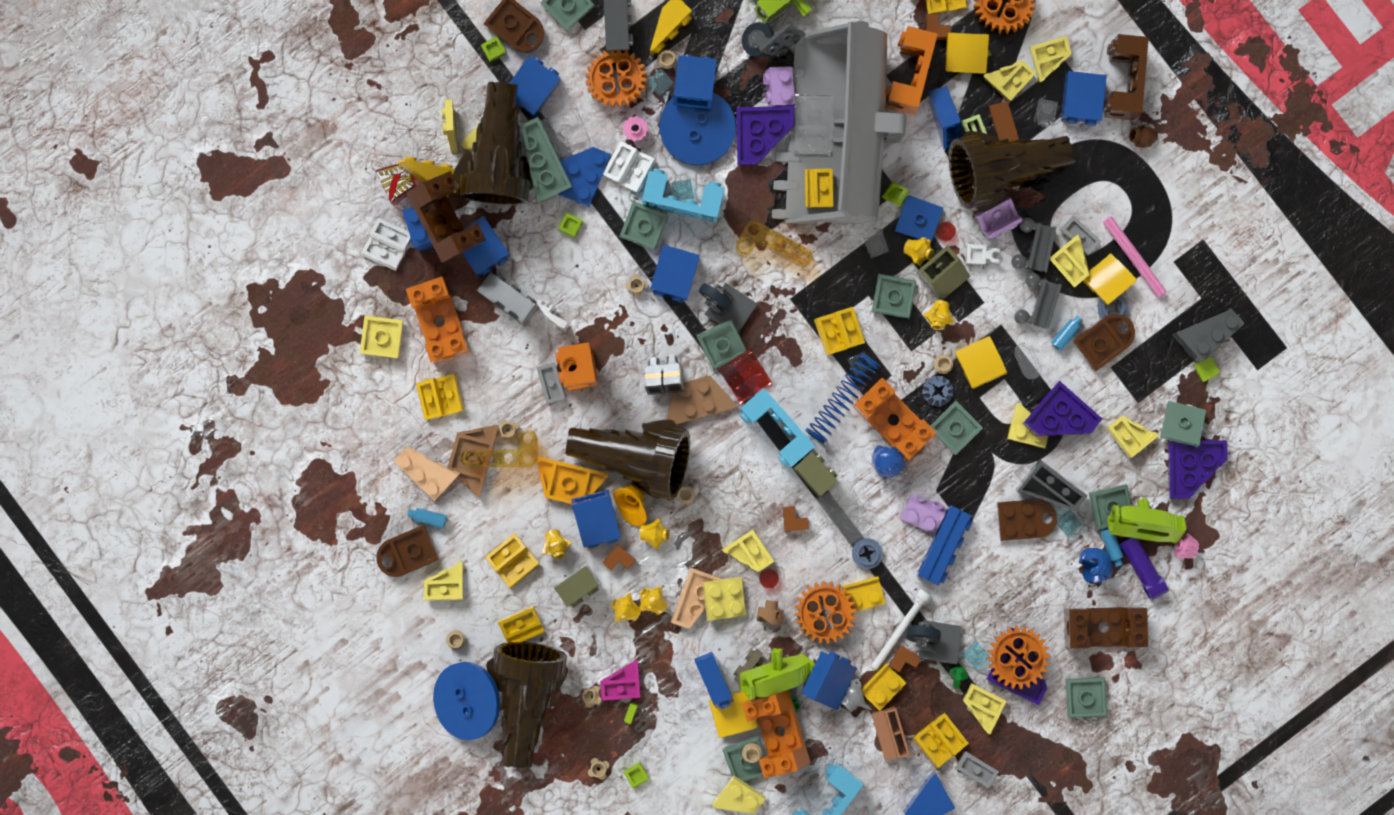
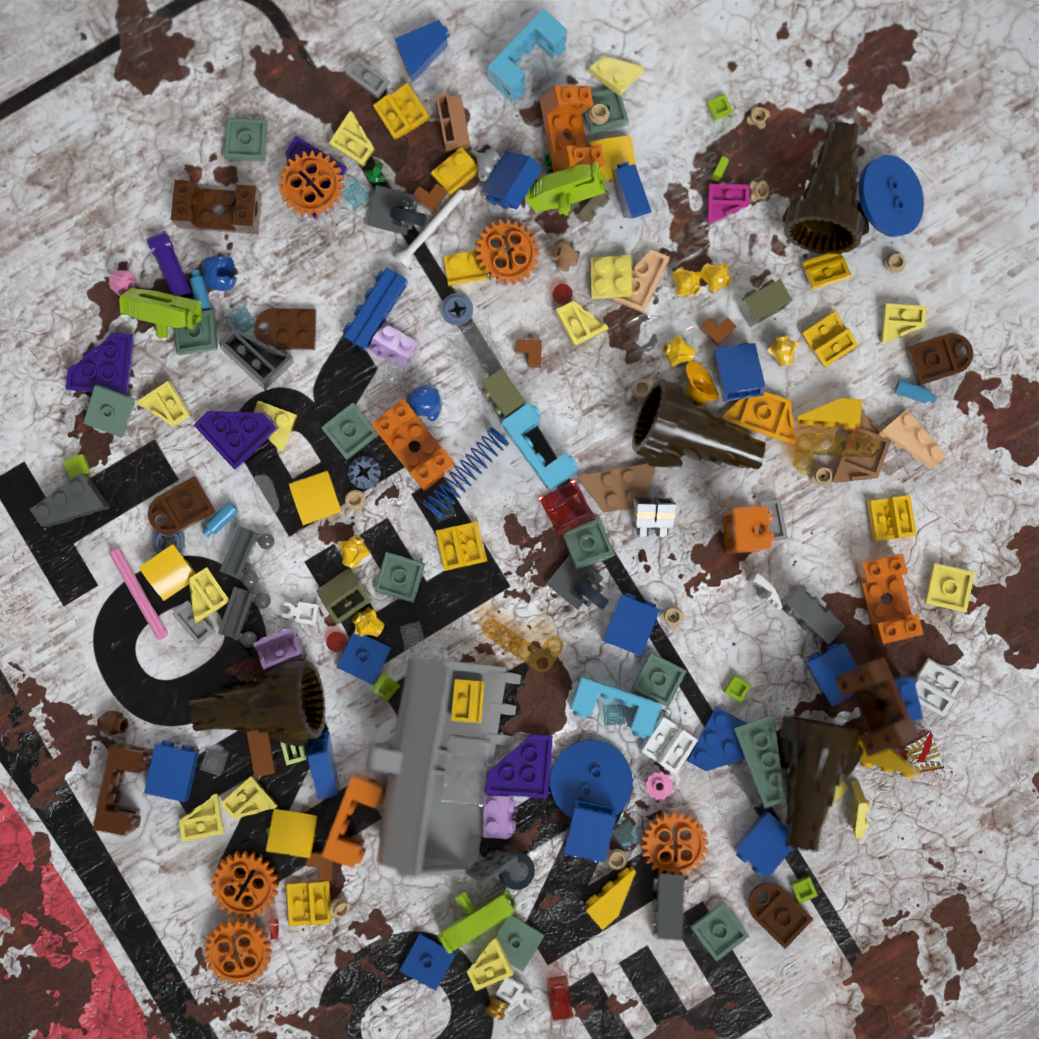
camera: 175 degrees left, 0 degrees up
(498, 489) = (841, 412): none -> yellow slope

